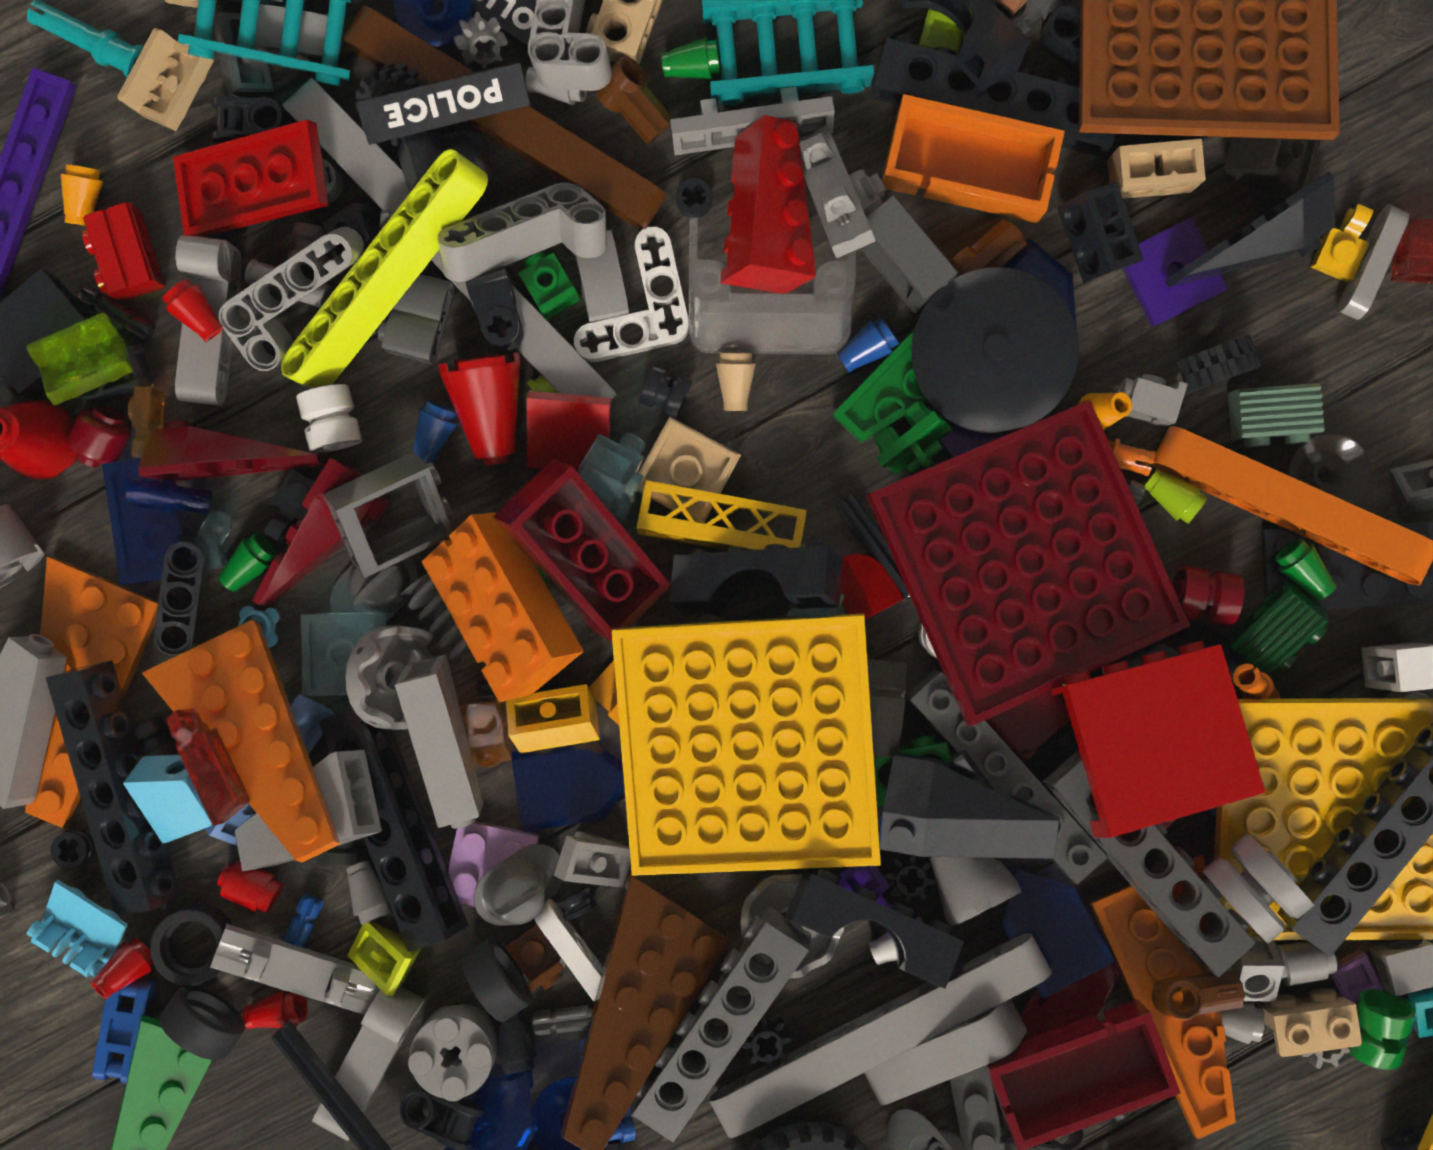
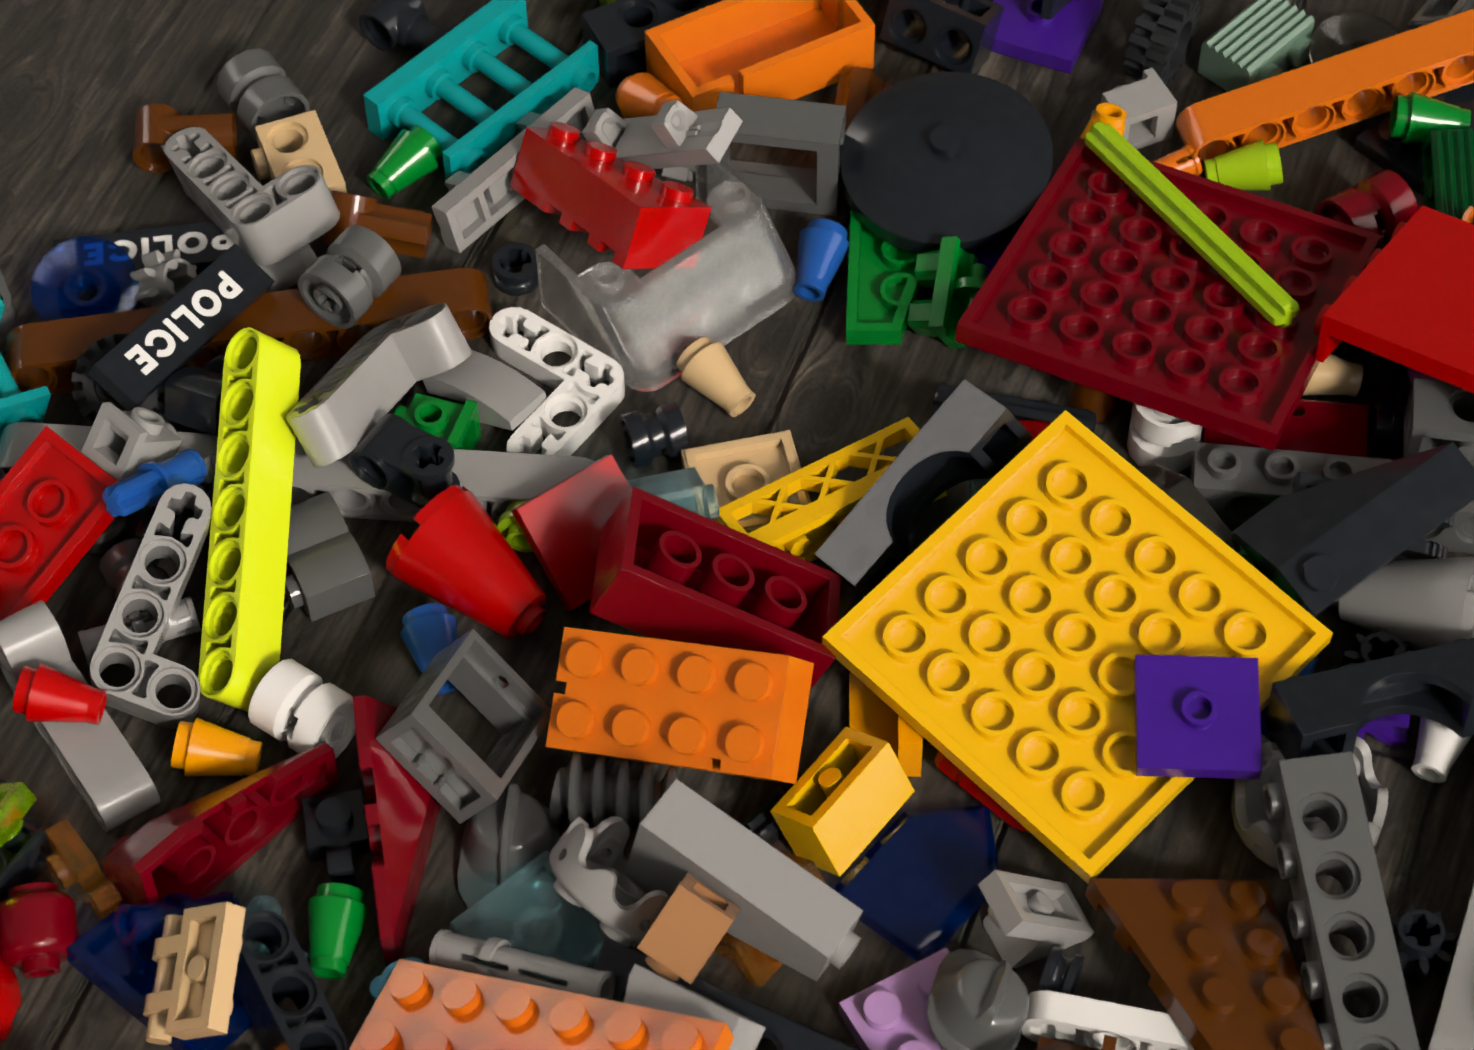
camera: 40 degrees left, 35 degrees down
(132, 553) = (195, 973): none -> tan plate
(269, 399) = (214, 751): none -> light orange cone
(299, 667) = (462, 951): none -> light grey pin
(338, 212) = (152, 481): none -> blue axle
(352, 169) = (134, 435): none -> light grey brick
(381, 754) = (687, 930): none -> medium nougat brick
(582, 140) = (350, 276): none -> dark grey wheel
(760, 850) = (1197, 717): none -> dark purple plate
(873, 139) = (642, 95): none -> orange cone
(1079, 531) = (1192, 225): none -> lime axle

